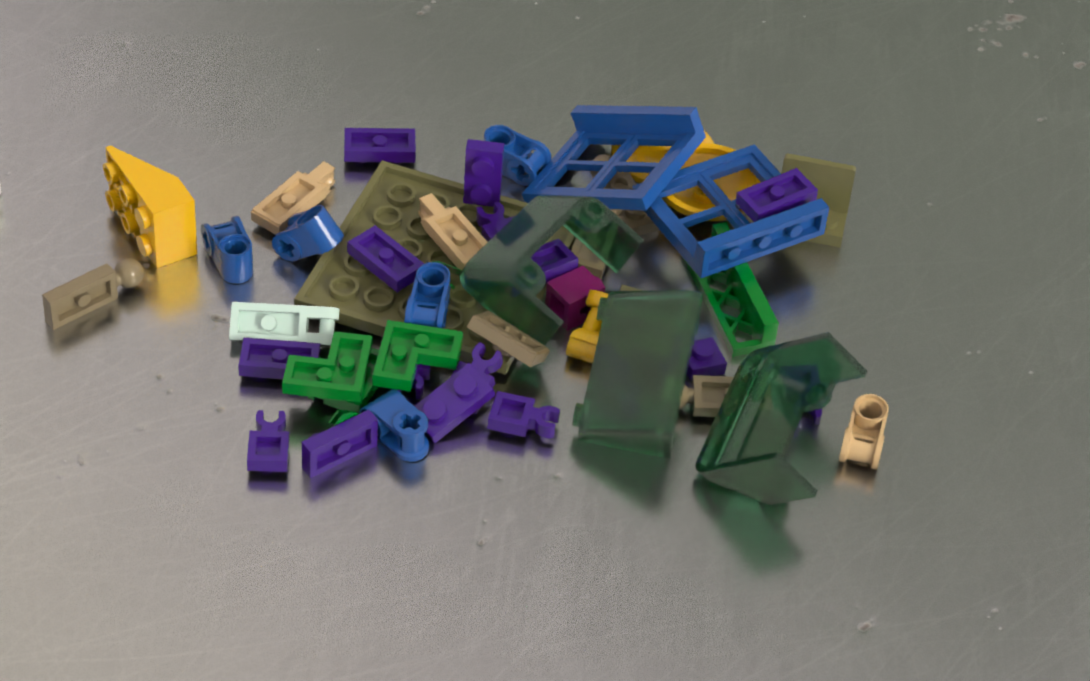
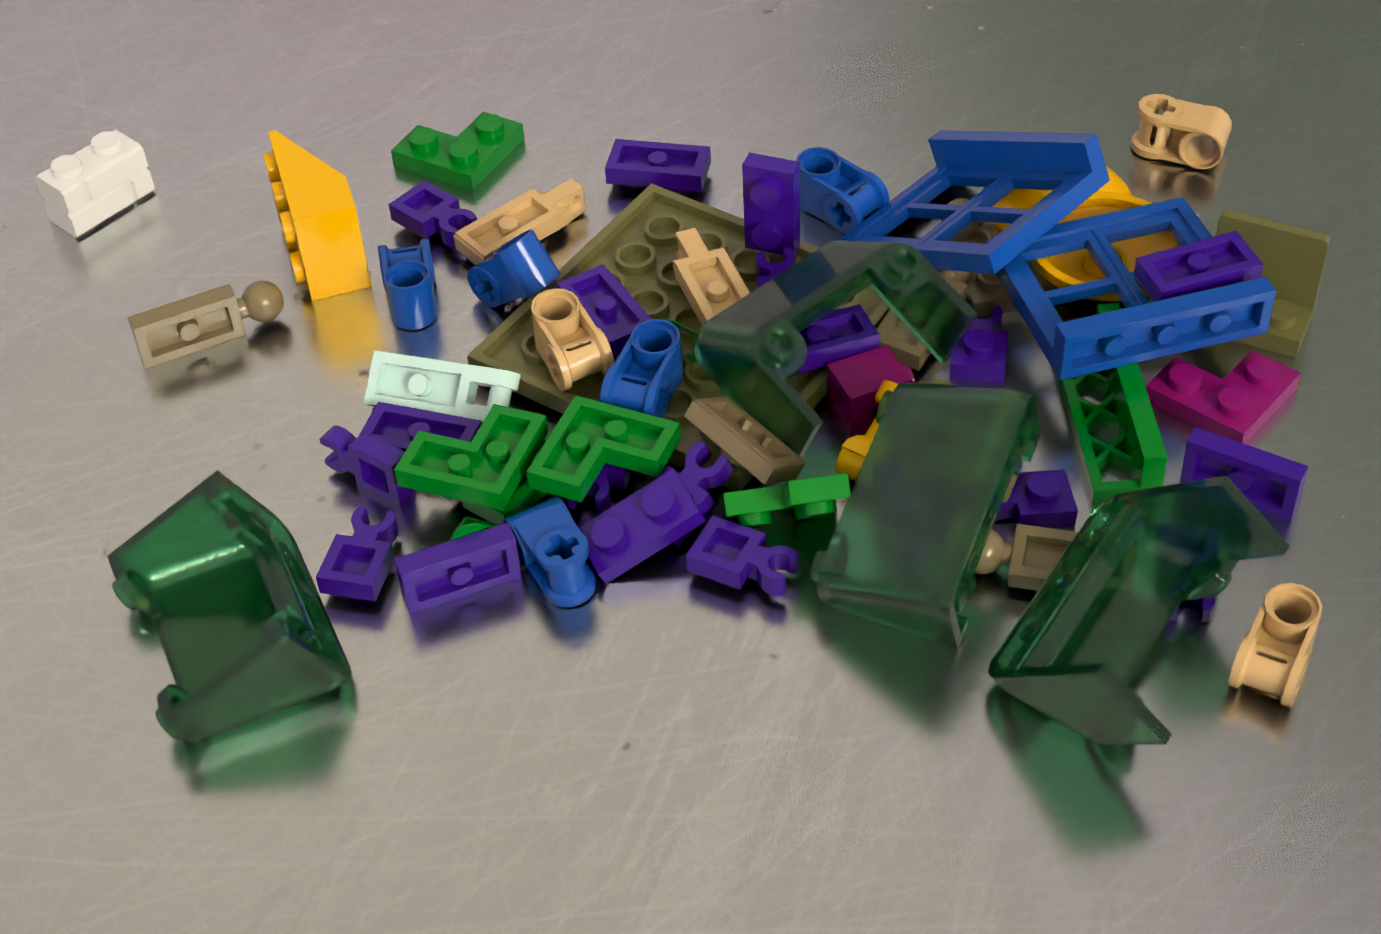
camera: 20 degrees right, 0 degrees up
(193, 489) = (229, 611): none -> clear green windscreen
(225, 151) = (460, 159): none -> green plate
(225, 193) = (430, 210): none -> dark purple plate
(255, 380) = (368, 460): none -> dark purple plate
(368, 281) = (568, 338): none -> tan piece
(554, 375) = (807, 497): none -> green plate
(642, 265) = (981, 351): none -> dark purple plate
(740, 93) = (1180, 131): none -> tan piece
(802, 285) = (1226, 406): none -> magenta plate
(810, 321) = (1264, 478): none -> dark purple plate

